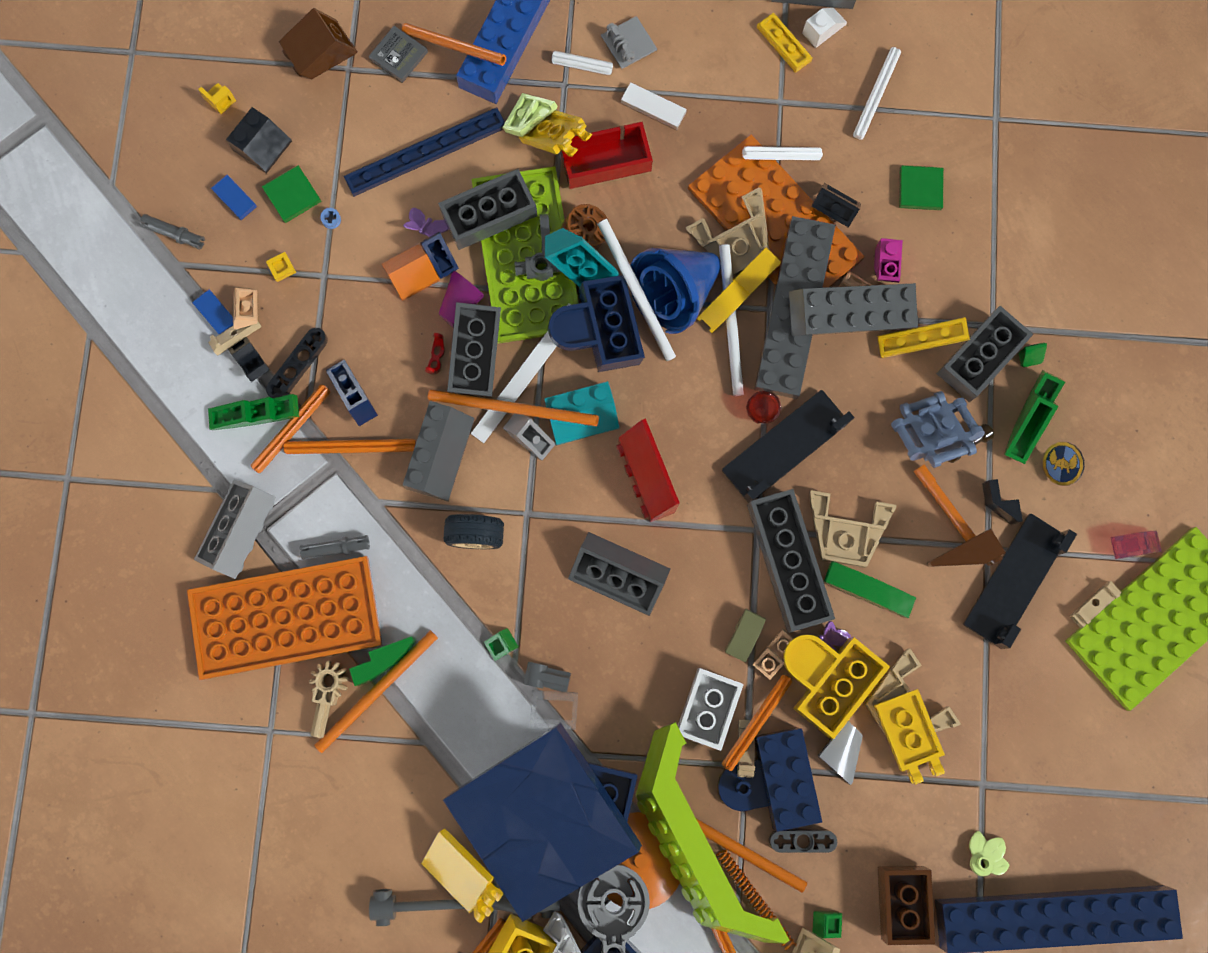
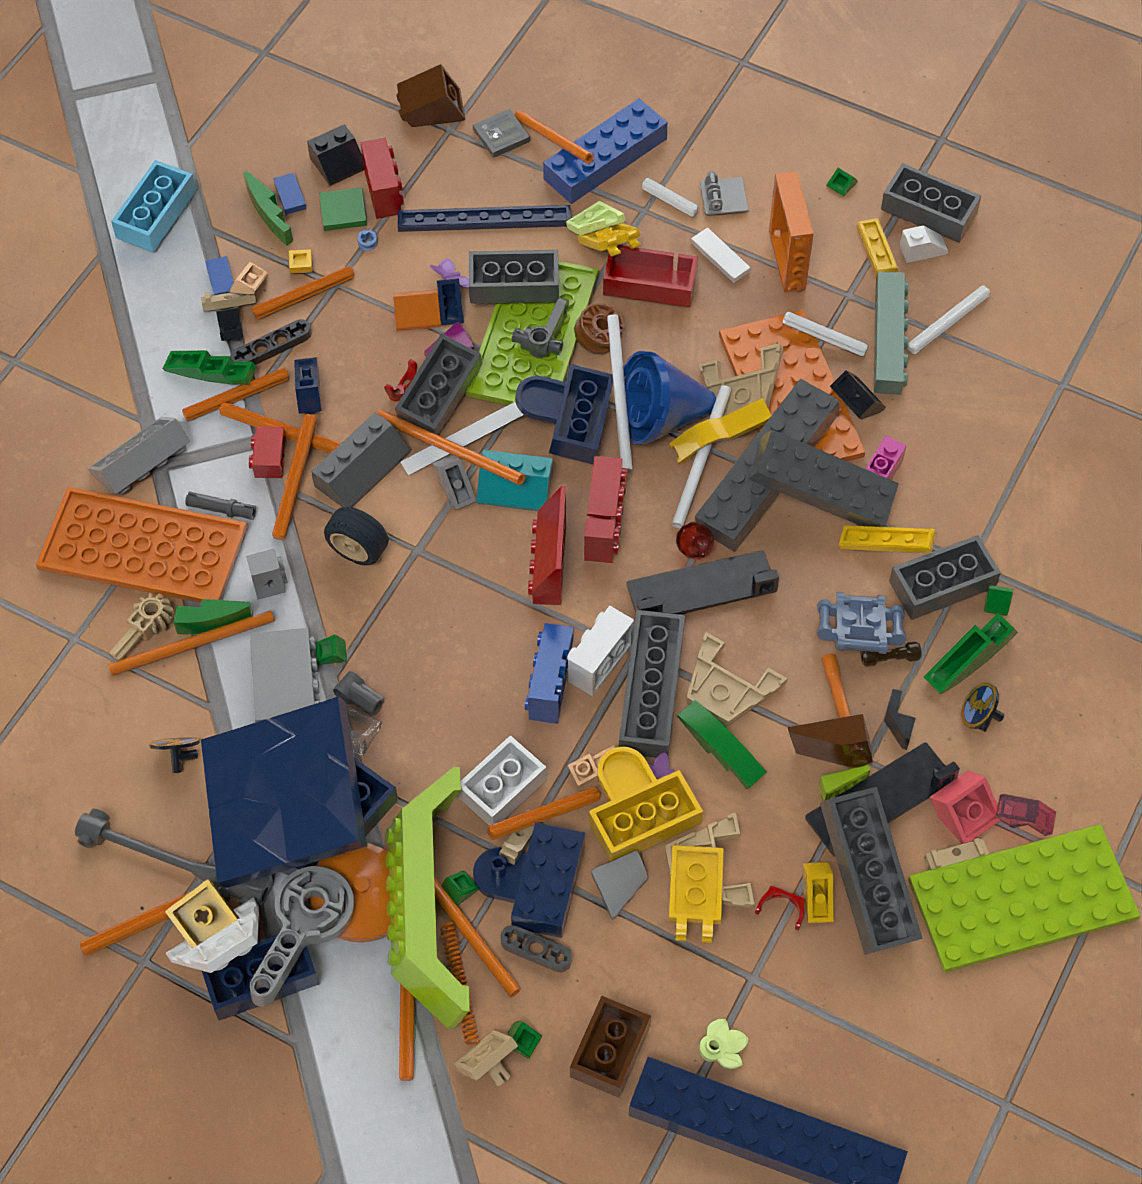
camera: 30 degrees right, 20 degrees down
(114, 265) = (154, 206): none -> medium azure brick
(180, 234) = (224, 204): dark grey pin -> none
(218, 97) = (320, 112): yellow panel -> none
(219, 220) = (266, 206): none -> green slope
(299, 297) = (303, 292): none -> orange axle
(315, 149) = (382, 178): none -> brick
(350, 476) = (268, 449): none -> piece
(387, 491) = (294, 477): none -> orange axle
(412, 602) = (267, 573): none -> light grey brick
(415, 800) = (174, 745): none -> black shield
(462, 875) = (182, 823): yellow tile -> none
(476, 692) = (283, 672): none -> light grey panel
(576, 257) = (574, 339): teal slope -> none
(619, 573) = (476, 631): dark grey slope -> none
(674, 411) = (605, 509): none -> piece
(699, 586) = (550, 673): none -> wedge
(706, 31) = (789, 221): none -> orange window
(715, 814) = (459, 887): none -> green slope
(734, 550) = (600, 650): none -> white brick
(745, 635) = (573, 735): olive slope -> none
(835, 128) = (889, 333): none -> sand green brick
(921, 187) = (954, 415): green tile -> none
(969, 703) = (775, 892): none -> red cap
(979, 583) = (838, 782): none -> lime slope
(1005, 688) = (818, 892): none -> yellow slope
(1049, 661) = (870, 870): none -> dark grey brick
(1087, 558) = (966, 806): none -> coral slope

